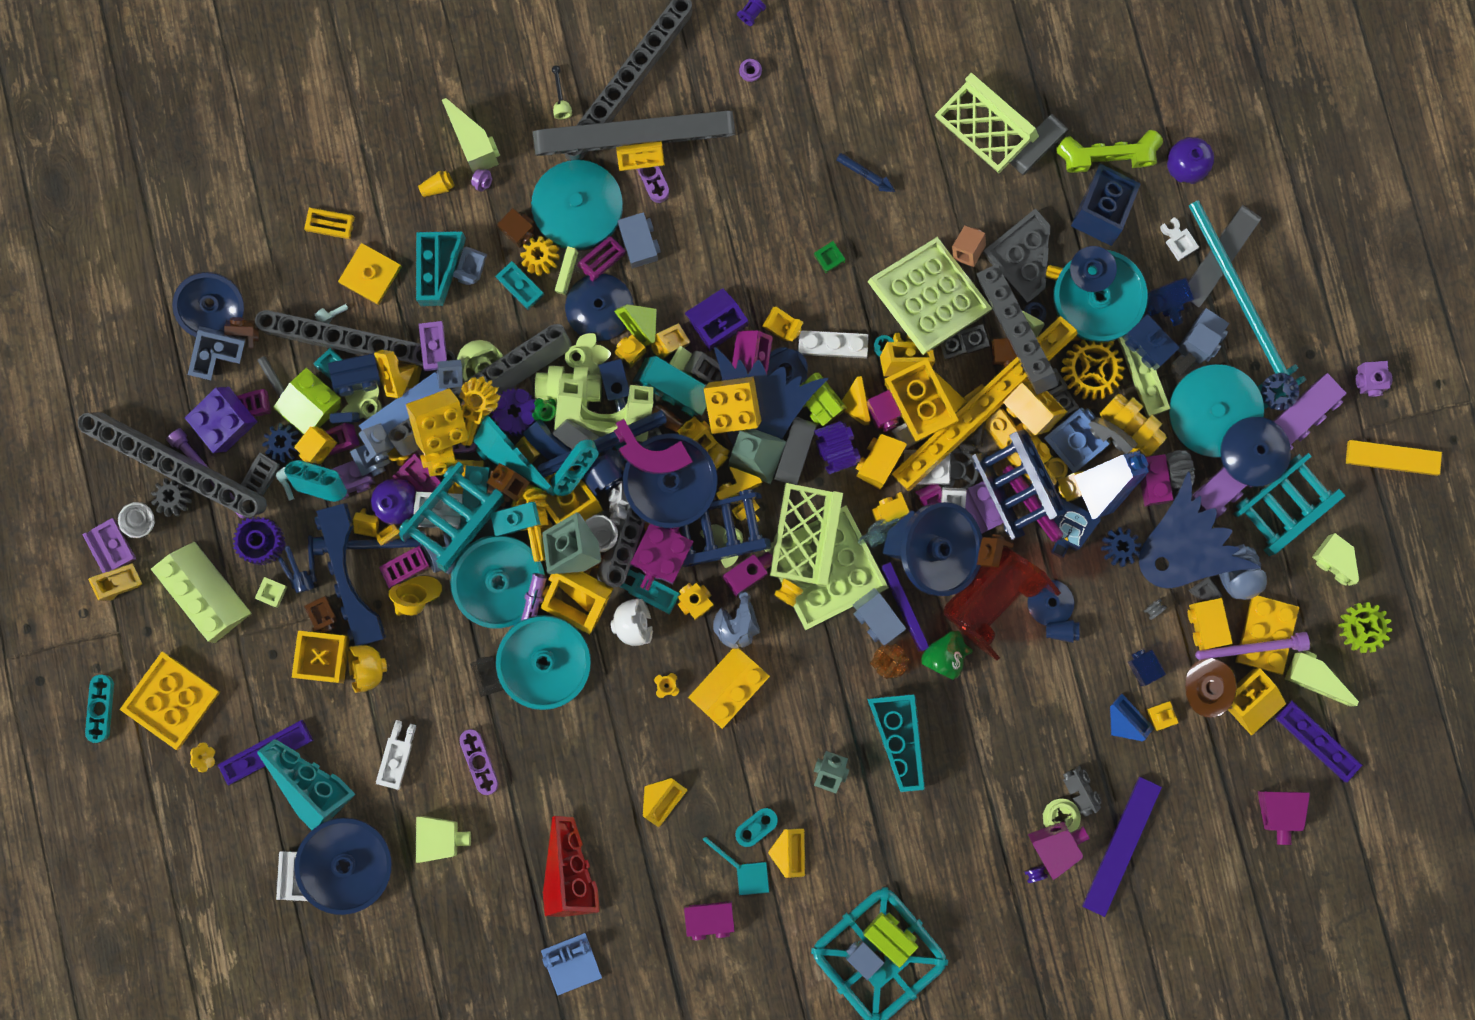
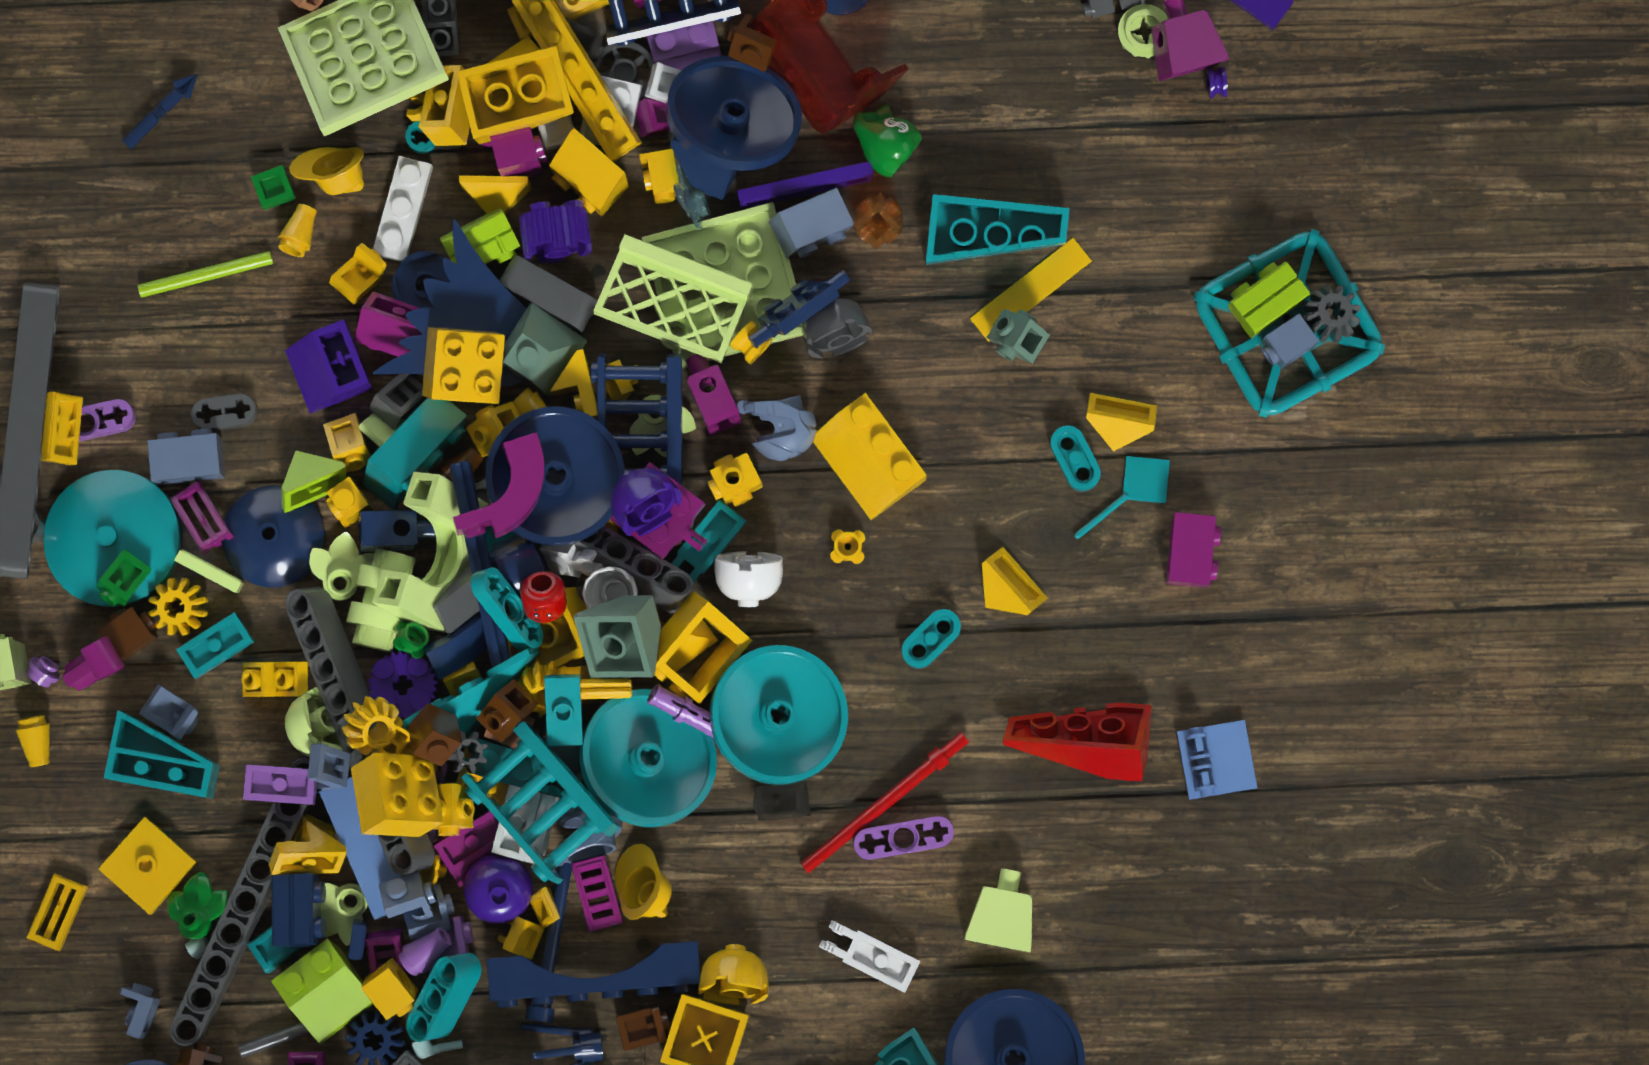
camera: 75 degrees left, 0 degrees up
(272, 291) = (142, 1015): none -> sand blue bracket
(341, 460) = (423, 952): none -> medium lavender cone
(348, 310) = (196, 906): none -> green plate
(481, 437) = (434, 734): none -> reddish brown brick
(482, 459) = (476, 750): none -> dark grey gear
(490, 209) = (93, 665): none -> magenta piece
(504, 328) = (274, 679): none -> yellow slope
(535, 774) = (936, 759): none -> red bar
(549, 216) = (122, 579): none -> green bracket
(587, 489) = (543, 596): none -> red head
(614, 755) = (929, 638): none -> teal plate
(662, 542) = (643, 500): none -> dark purple cylinder
(679, 256) = (222, 404): none -> dark grey beam
(763, 226) = (205, 274): none -> lime bar
(803, 279) = (297, 233): none -> yellow cone
(811, 613) = (805, 301): none -> dark blue plate
(812, 645) = (836, 328): none -> dark grey cylinder
(850, 291) = (331, 168): none -> yellow piece
(869, 775) = (1034, 285): none -> yellow sticker
(894, 991) = (1341, 308): none -> dark grey gear

